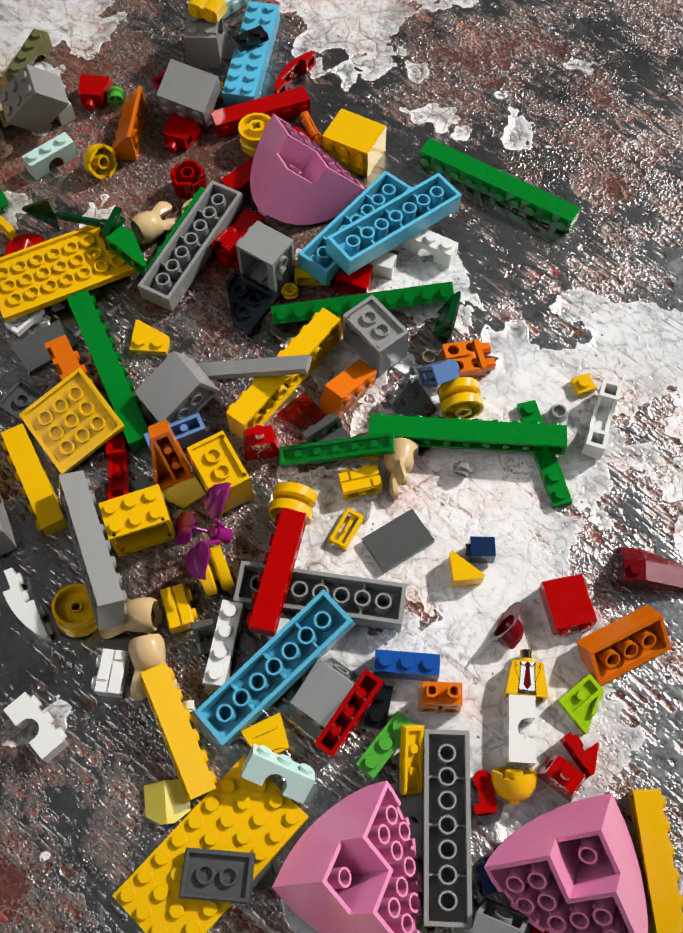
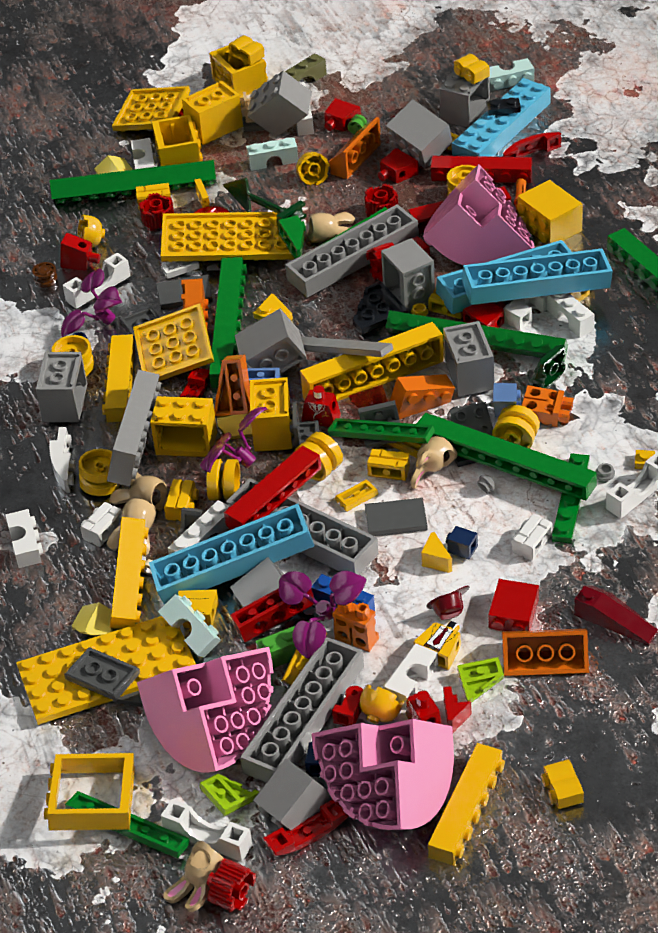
camera: 30 degrees right, 20 degrees down
(261, 477) = (301, 430): none -> dark grey bracket
(430, 677) = (295, 585): none -> magenta plant
(537, 515) = (531, 537): none -> white brick

